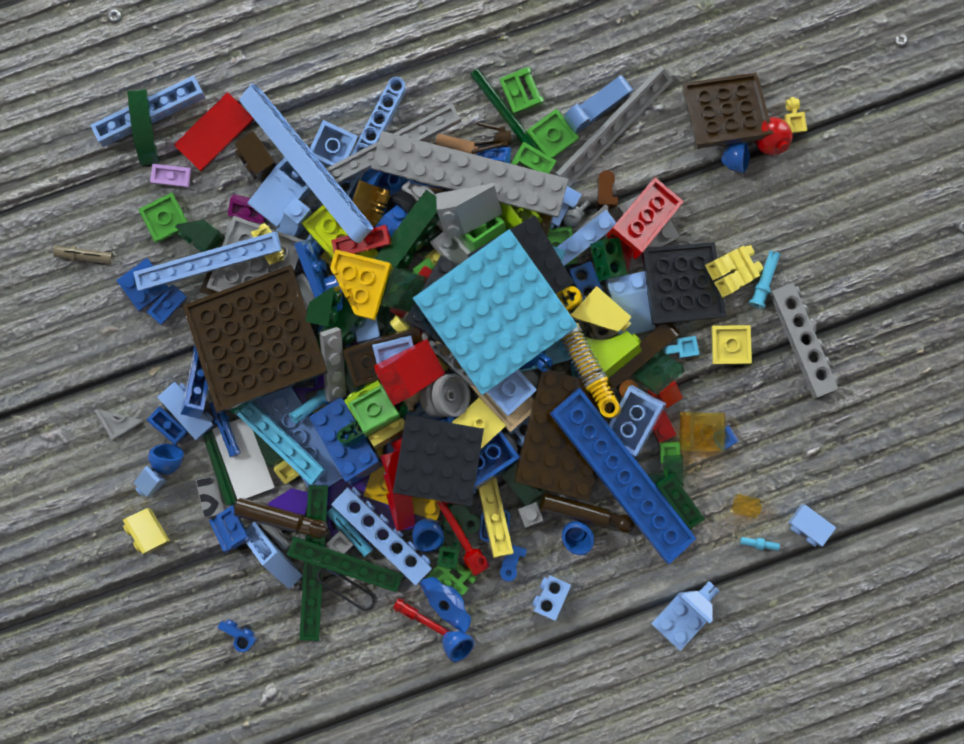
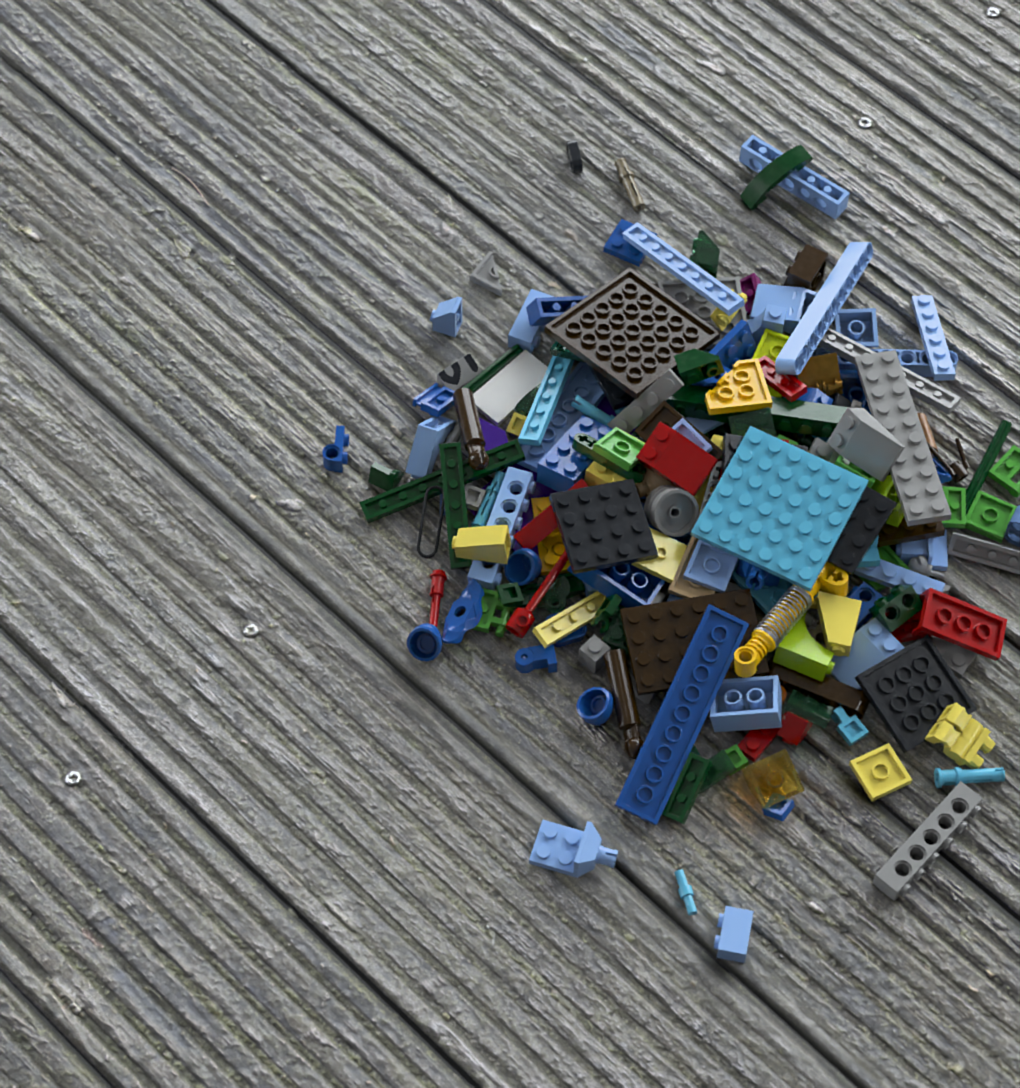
camera: 65 degrees right, 25 degrees down
(29, 288) = (574, 156): none -> black beam
(145, 531) = (398, 332): light yellow slope -> none
(162, 217) = (702, 221): bright green plate -> none
(165, 458) = (475, 321): blue hat -> none
(167, 304) = (616, 264): blue plate -> none
(167, 426) = (507, 312): blue brick -> none
(170, 175) = (745, 221): lavender plate -> none
(214, 132) = (793, 233): red tile -> none
(225, 429) = (538, 351): blue pin -> none
(285, 607) = (384, 477): none -> dark green tile
(370, 86) = (933, 338): none -> light blue plate
(398, 563) = (483, 543): none -> light yellow slope
(503, 490) = (608, 608): none -> dark green plate
(557, 599) = (520, 716): light blue brick -> none
(604, 190) = (967, 584): reddish brown leg -> none
(746, 506) = (718, 858): clear yellow brick -> none

